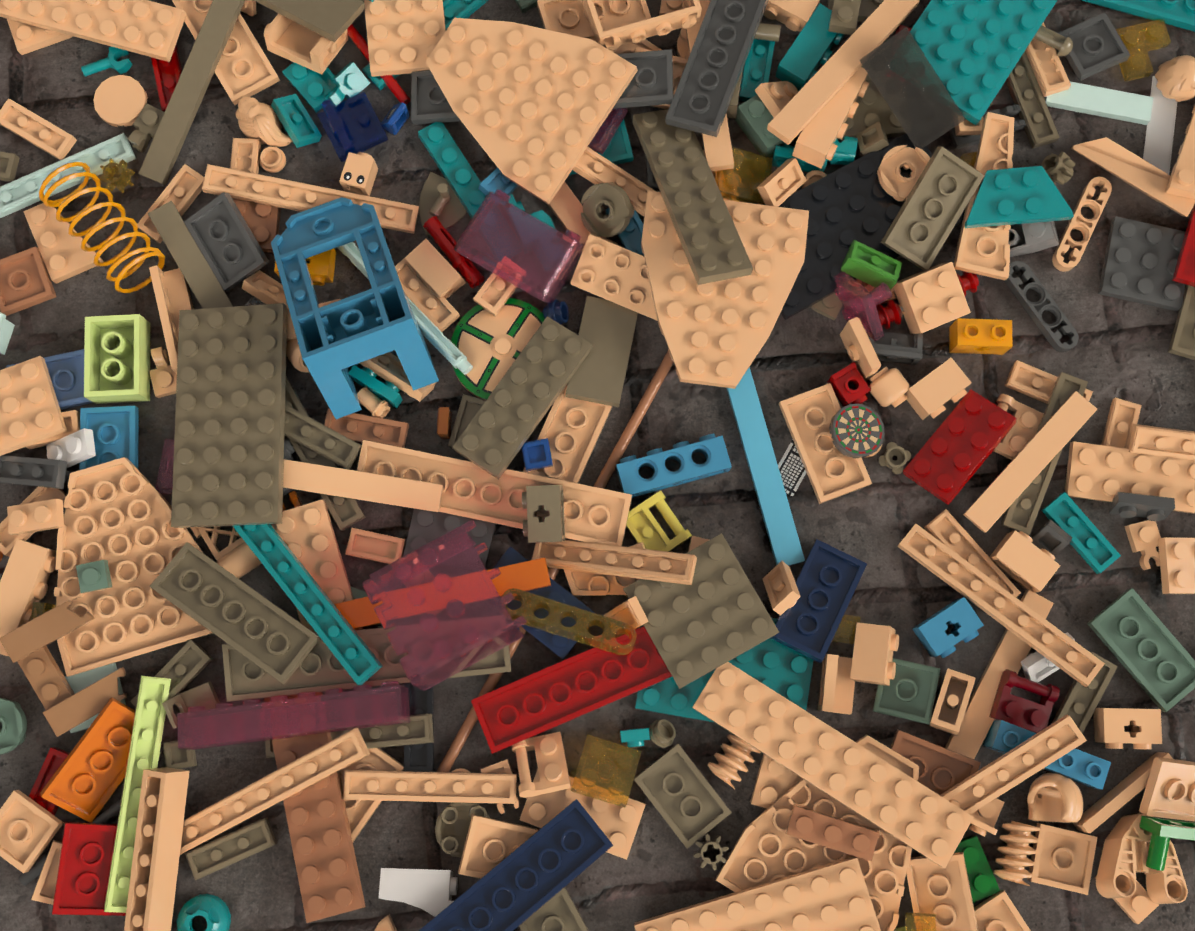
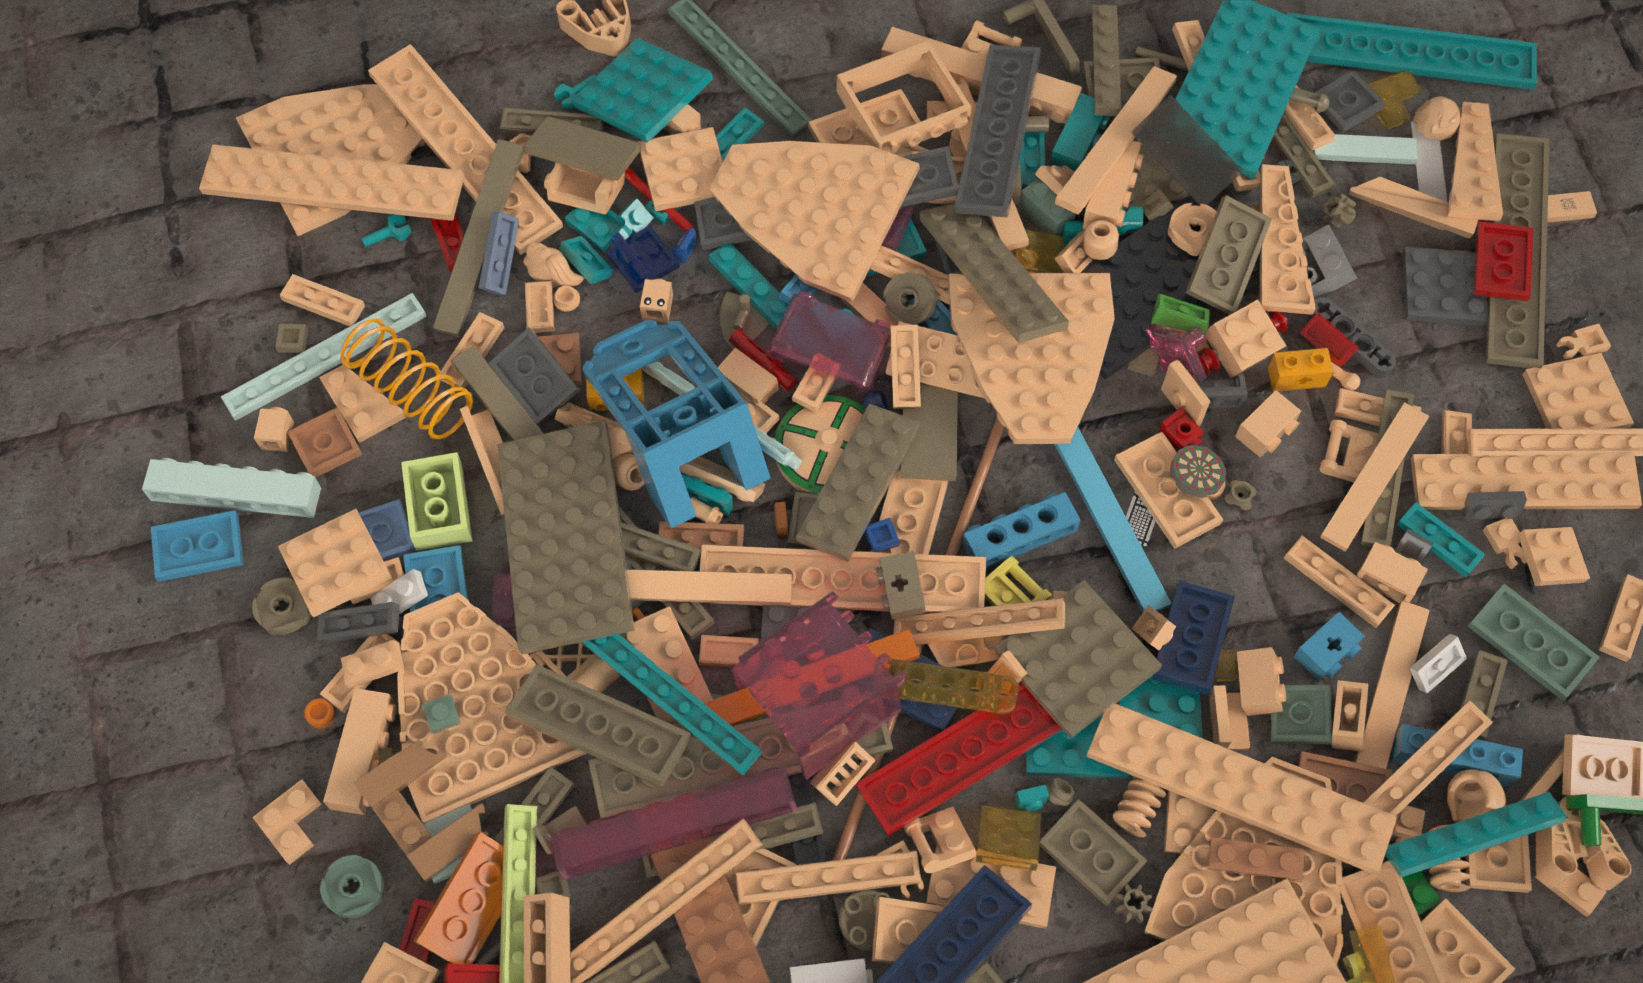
camera: 10 degrees left, 15 degrees down
(120, 100) = (405, 264): light nougat tile -> none
(121, 182) = (409, 325): clear yellow gear -> none
(145, 126) = (434, 284): dark tan plate -> none
(163, 378) = (486, 515): light nougat plate -> none
(209, 103) = (499, 253): none -> sand blue plate
(302, 196) = (596, 326): light nougat tile -> none
(458, 701) = (850, 779): none -> light nougat slope
(588, 283) = (905, 366): none -> light nougat plate
(807, 173) = (1100, 240): none -> light nougat head
(889, 387) = (1221, 428): light nougat head -> none
(959, 446) = (1302, 474): red plate -> none
(1001, 605) = (1377, 614): light nougat plate -> none
(1016, 307) = (1325, 335): none -> red tile
(1017, 198) = (1307, 236): teal wing -> none
(1021, 711) = (1419, 714): dark red plate -> none
(1027, 353) = (1348, 380): none -> light nougat piece
(1045, 843) = (1474, 834): none -> teal plate
(1082, 224) = (1375, 258): light nougat beam -> none
(1144, 726) = (1531, 718): light nougat brick -> none

